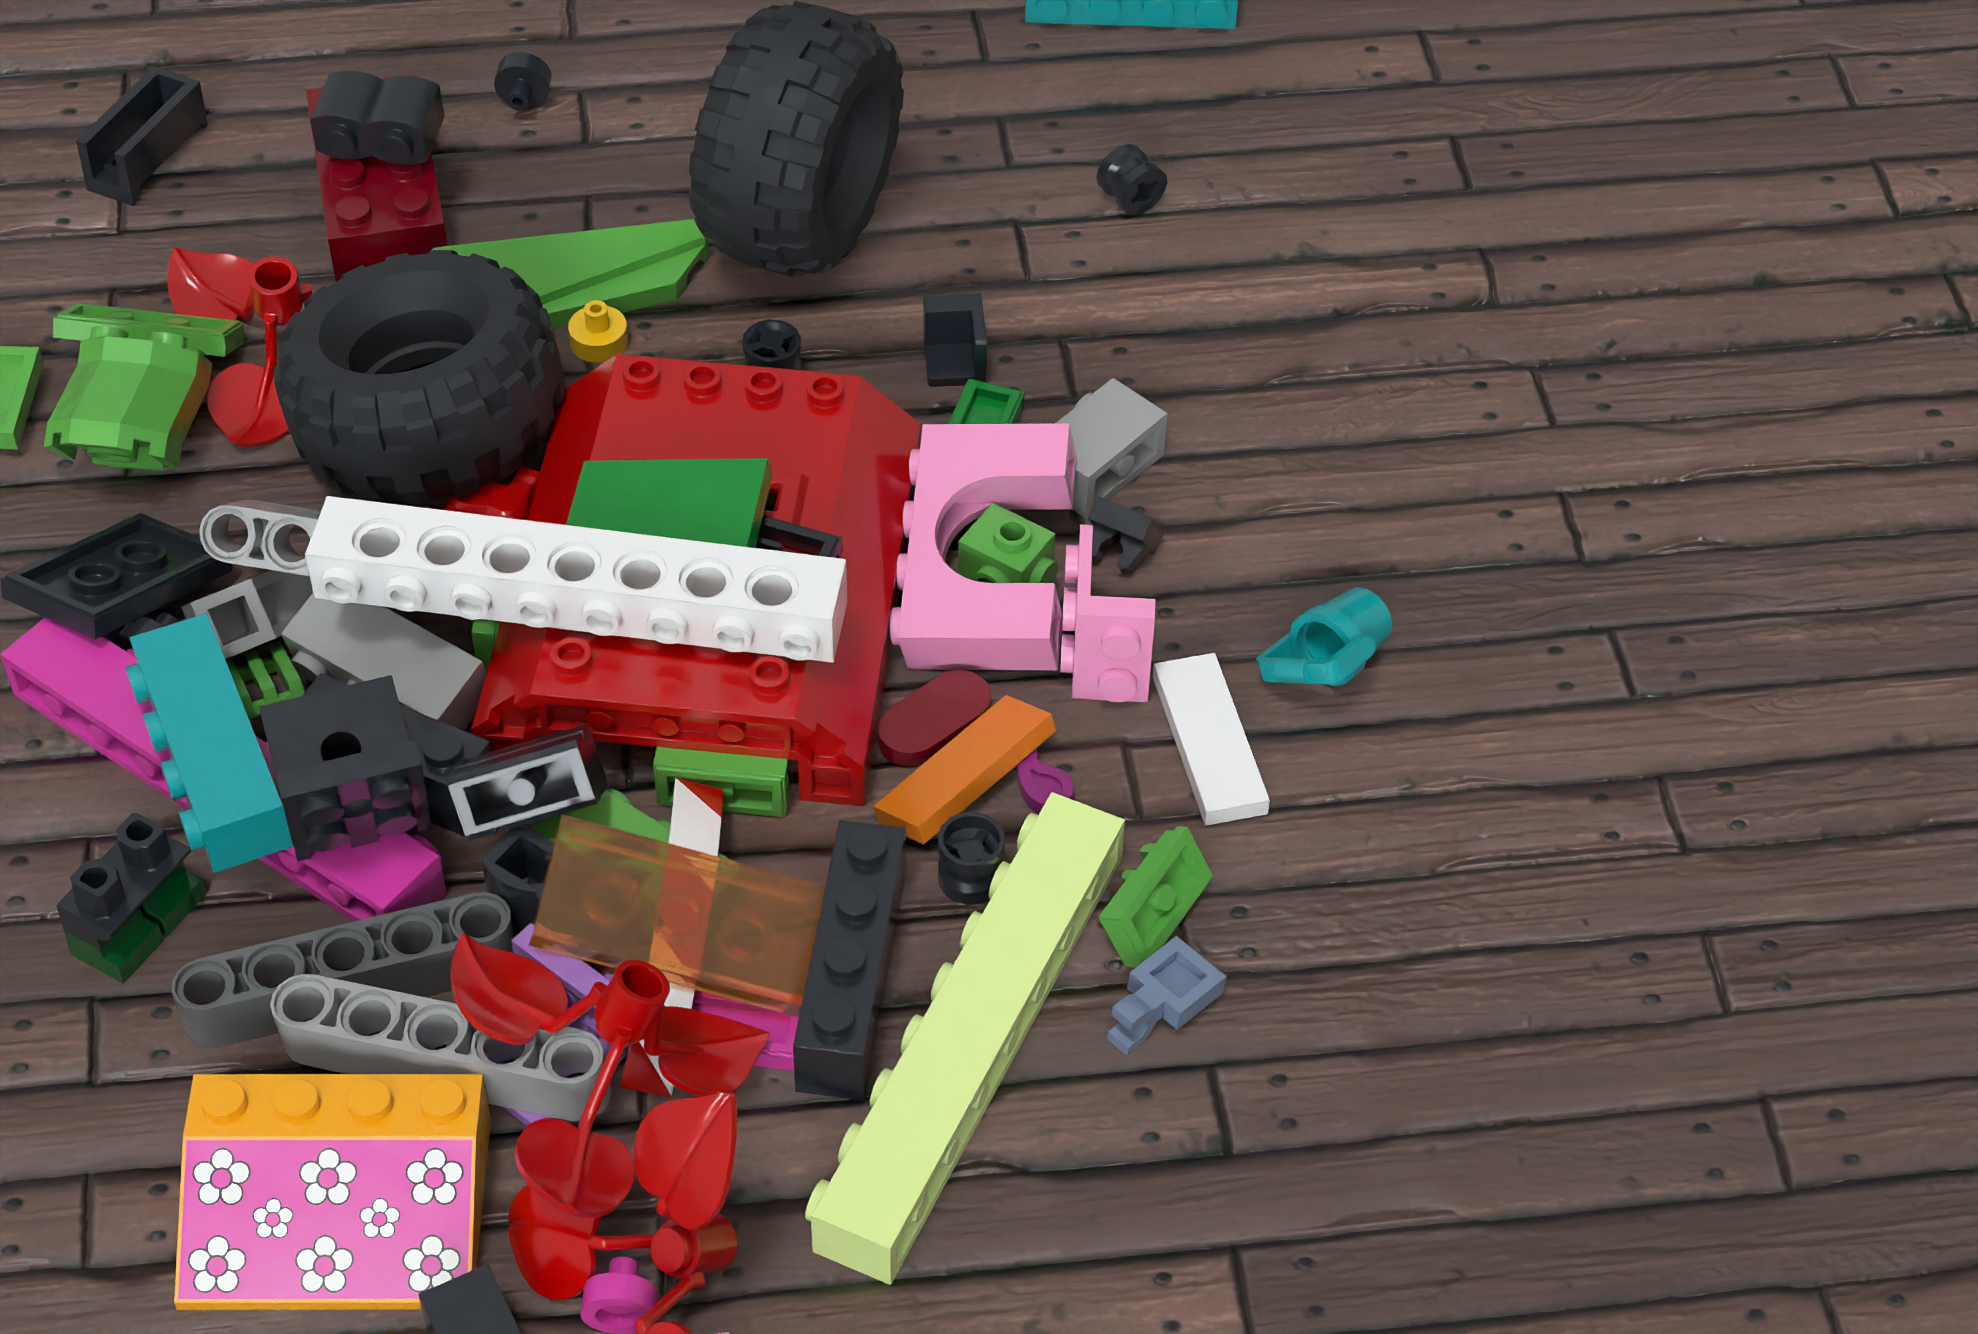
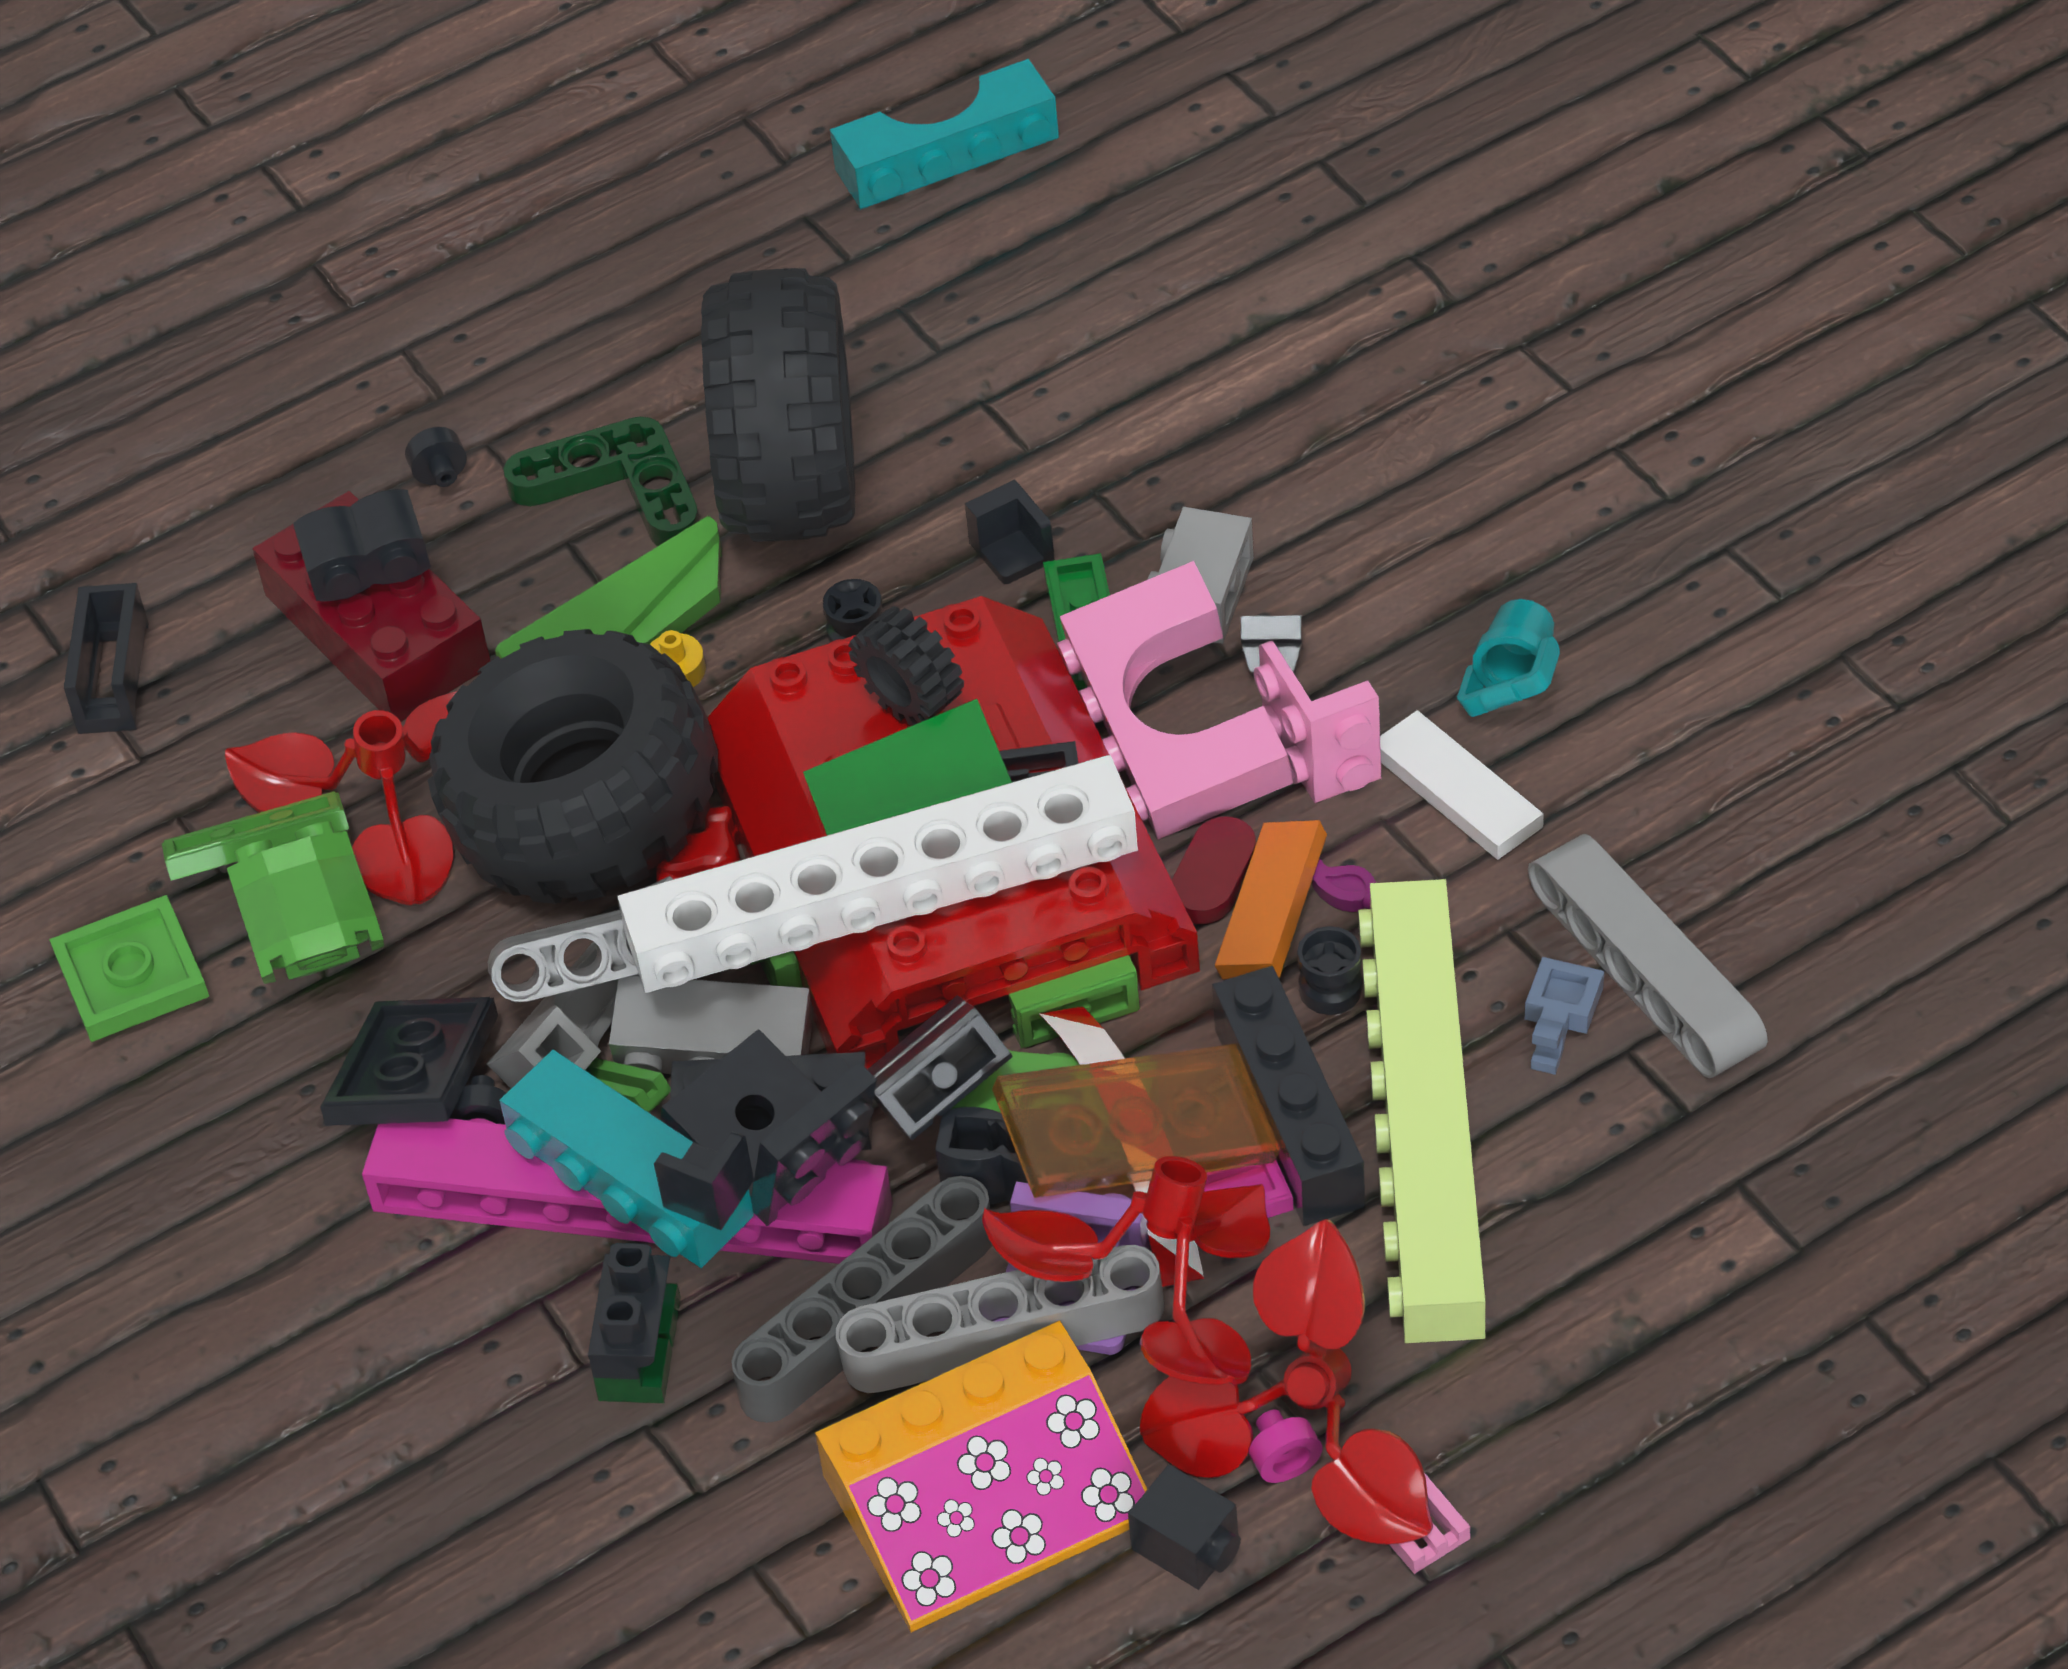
camera: 20 degrees left, 0 degrees up
(235, 794) = (706, 1182): none -> black panel
(593, 131) = (629, 463): none -> dark green beam
(726, 402) = (906, 666): none -> black tyre
(1007, 549) = (1188, 697): bright green brick -> none
(1131, 179) = (1068, 319): black wheel -> none
(1155, 895) = (1501, 932): bright green plate -> none
(1281, 983) = (1647, 956): none -> light grey beam

